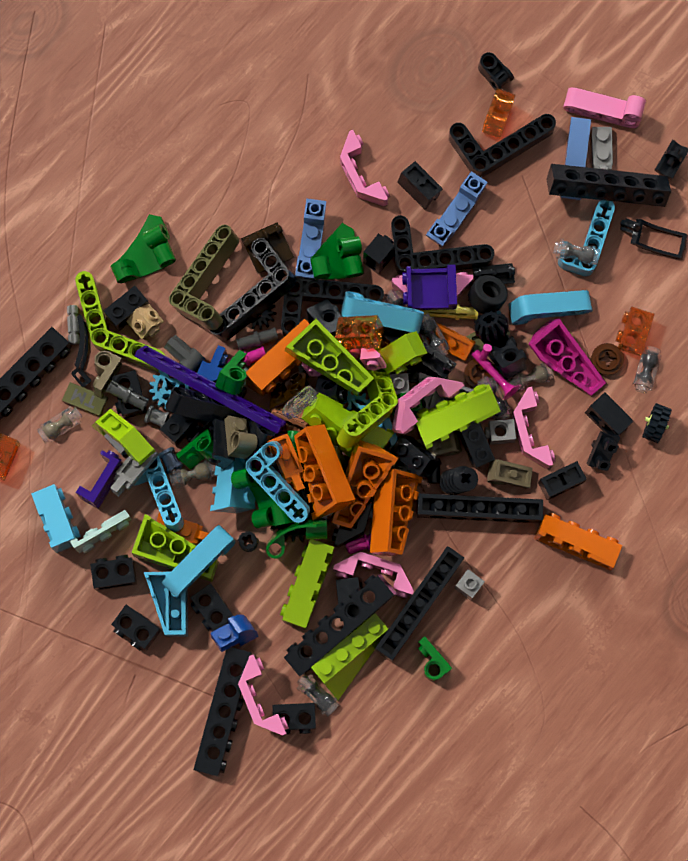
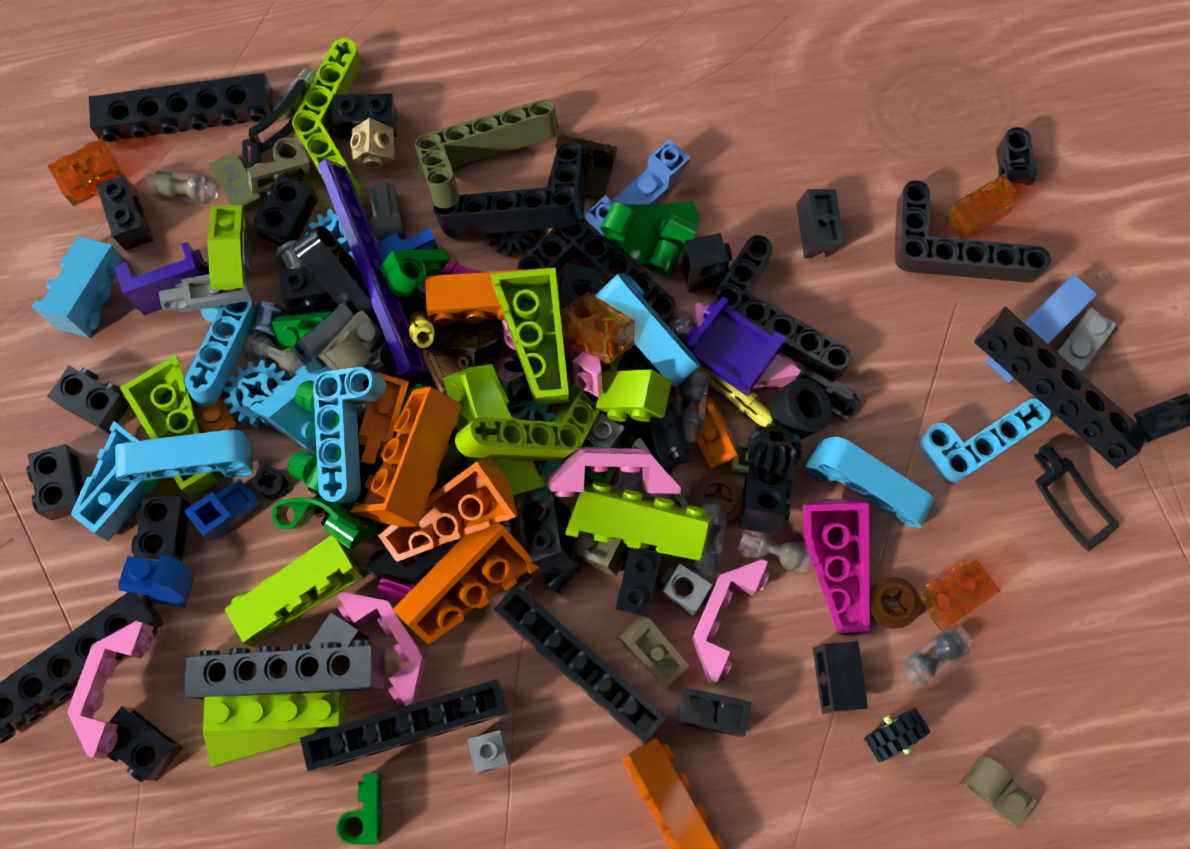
camera: 40 degrees right, 5 degrees down
(41, 461) = (124, 212): none -> black brick
(94, 535) = (100, 338): light aqua wing -> none
(127, 395) = (275, 205): dark grey pin -> none
(147, 252) = (437, 78): green panel -> none
(191, 503) = (257, 380): none -> medium azure gear
(236, 573) = (218, 513): none -> blue brick
(257, 339) = (482, 258): dark grey pin -> none
(266, 398) = (417, 332): none -> light yellow pin
(299, 402) = (450, 359): clear plate -> none
(325, 702) = (191, 754): clear piece -> none
(374, 193) = (764, 127): bright pink slope -> none
(458, 210) = (846, 286): medium blue slope -> none
(458, 480) = (579, 607): black piece -> none
(481, 358) = (732, 476): dark pink piece -> none
(584, 254) = (963, 447): clear piece -> none
(603, 450) = (797, 715): black hips -> none
(605, 108) = (1126, 297): bright pink beam -> none

